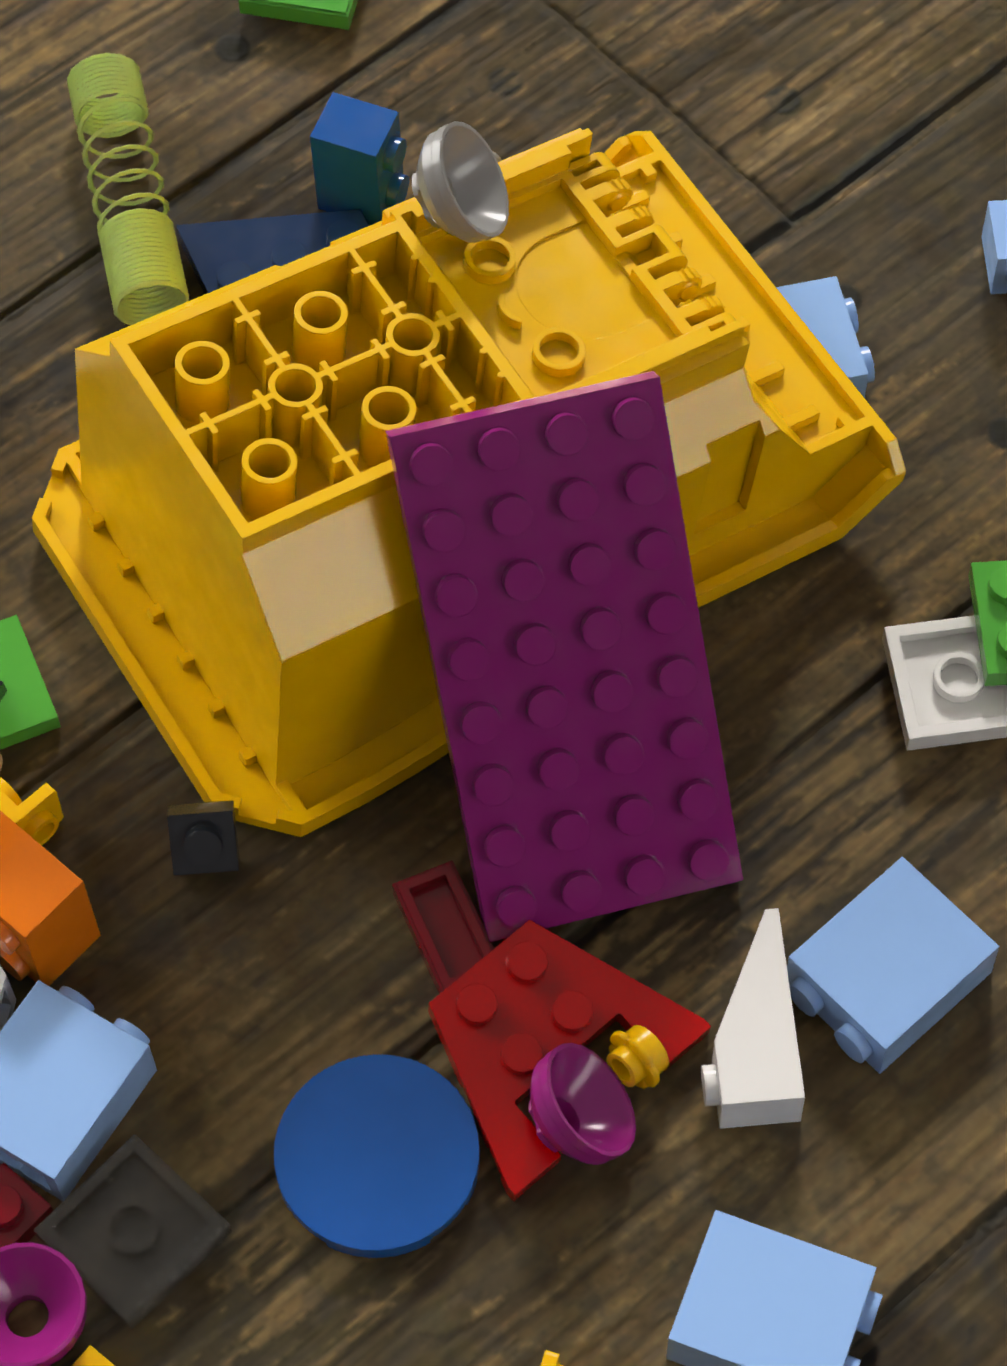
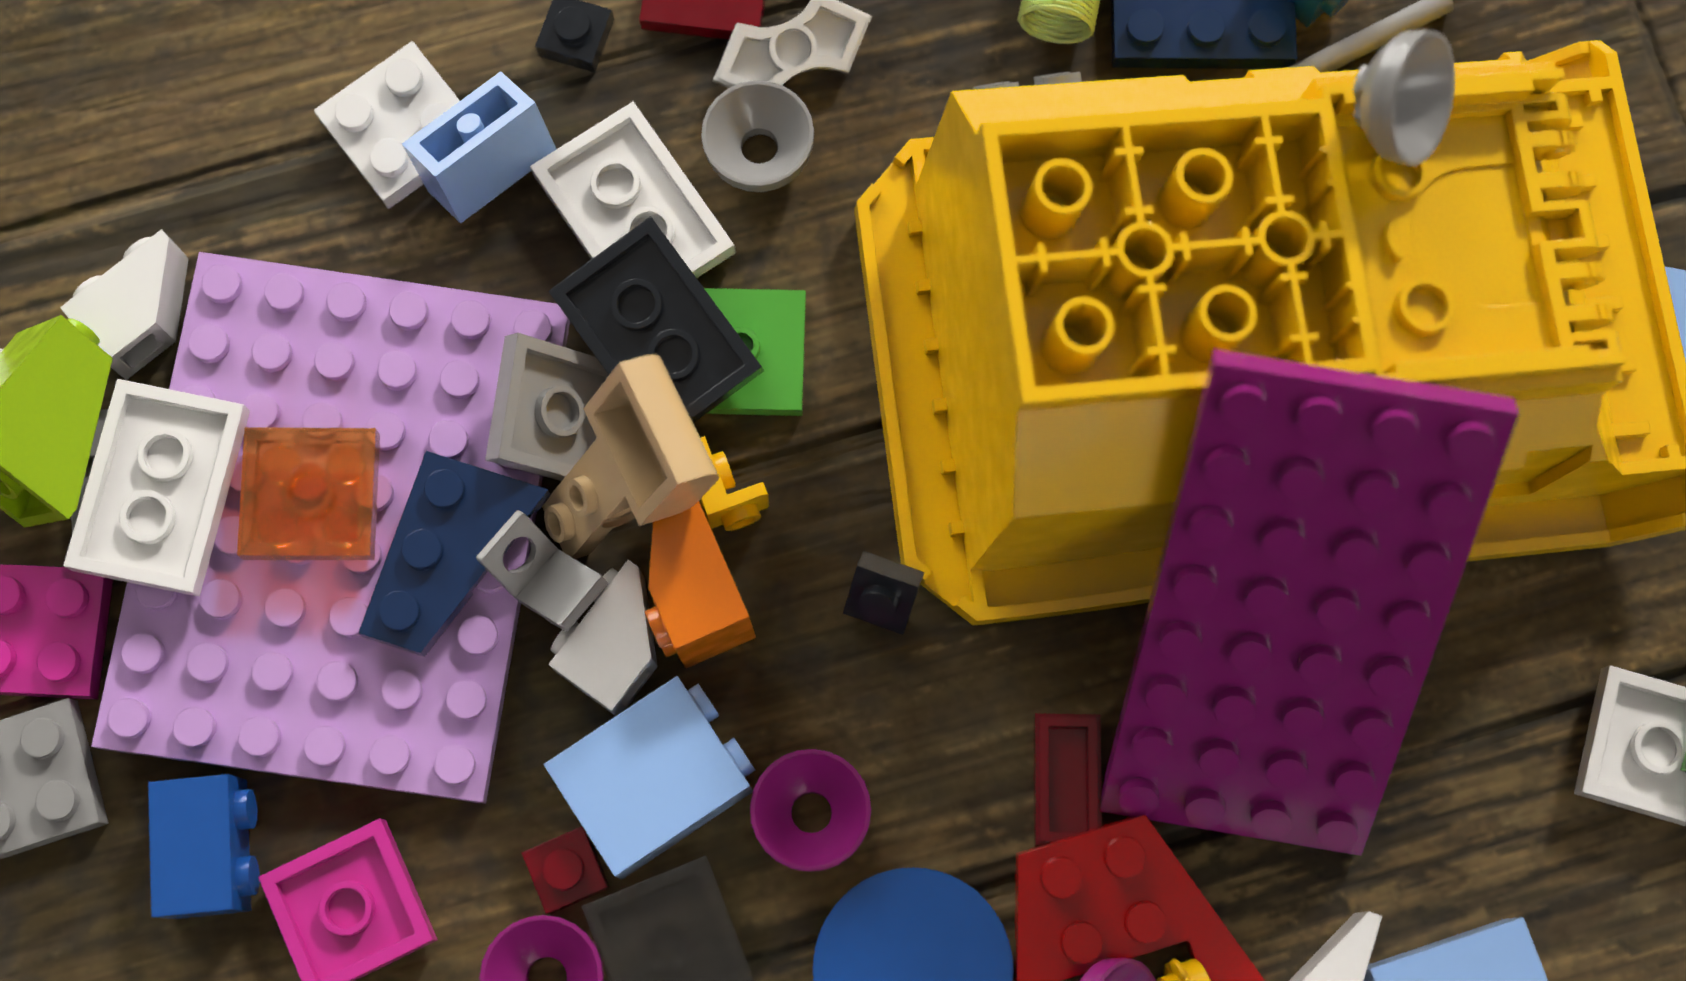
camera: 25 degrees right, 15 degrees up
(211, 1021) = (803, 774): none -> magenta piece

